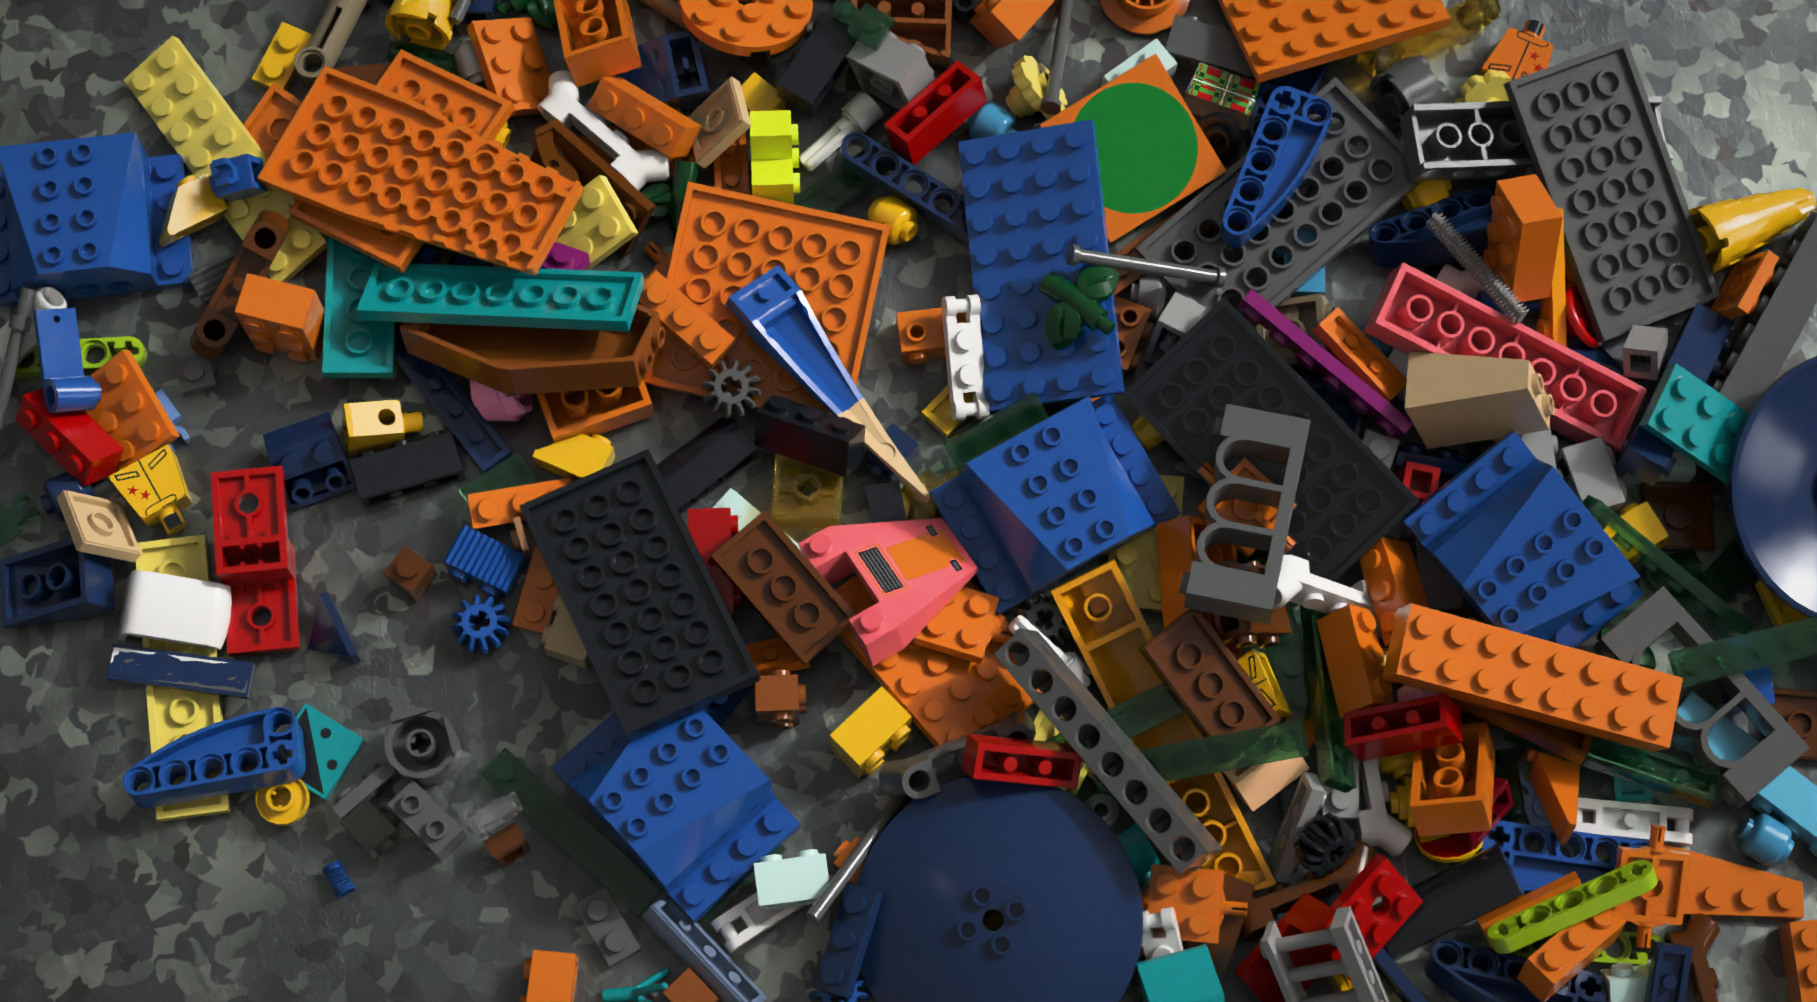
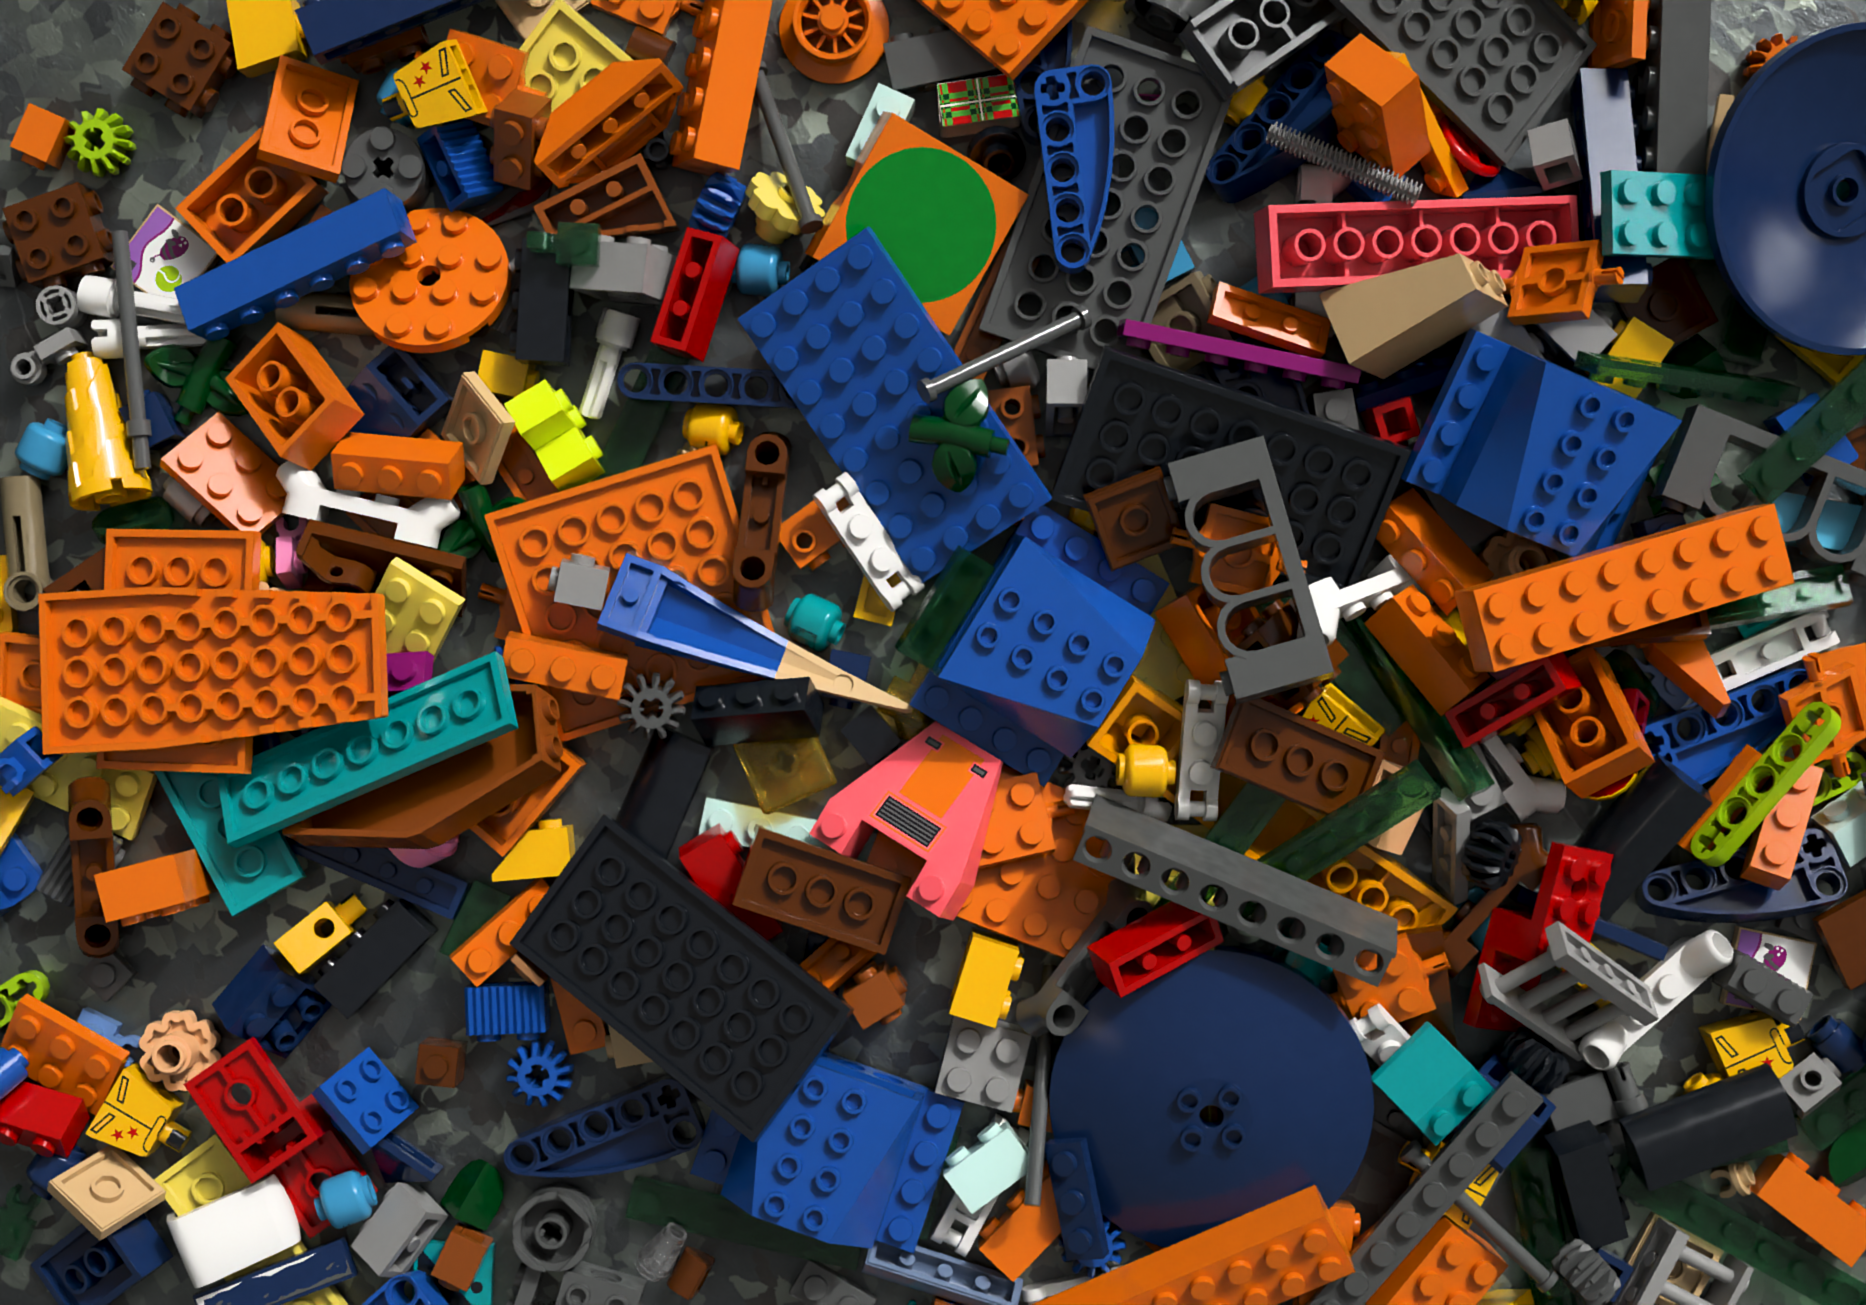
camera: 30 degrees left, 15 degrees up
(206, 444) = (183, 1032): none -> light nougat plant
(276, 633) = (345, 1199): none -> dark azure head
(301, 681) = (399, 1230): none -> light grey brick
(335, 568) = (365, 1100): none -> blue plate
(336, 729) = (461, 1258): none -> dark orange brick
(376, 691) = (475, 1194): none -> dark green brick
(514, 712) = (625, 1143): none -> dark blue beam
(523, 138) = (288, 566): none -> bright pink plate
(731, 265) = (579, 582): none -> light grey brick
(790, 954) = (1021, 1231): none -> orange brick
(833, 801) = (983, 1063): none -> light grey brick
(890, 400) = (814, 622): none -> teal head
(891, 299) = (761, 521): none -> reddish brown plate
(990, 61) = (718, 205): none -> blue gear
(1085, 631) = (1144, 770): none -> yellow head
(1140, 628) = (1198, 745): none -> white plate
(1178, 441) = (1133, 518): none -> reddish brown tile
(1595, 432) = (1558, 282): none -> orange plate

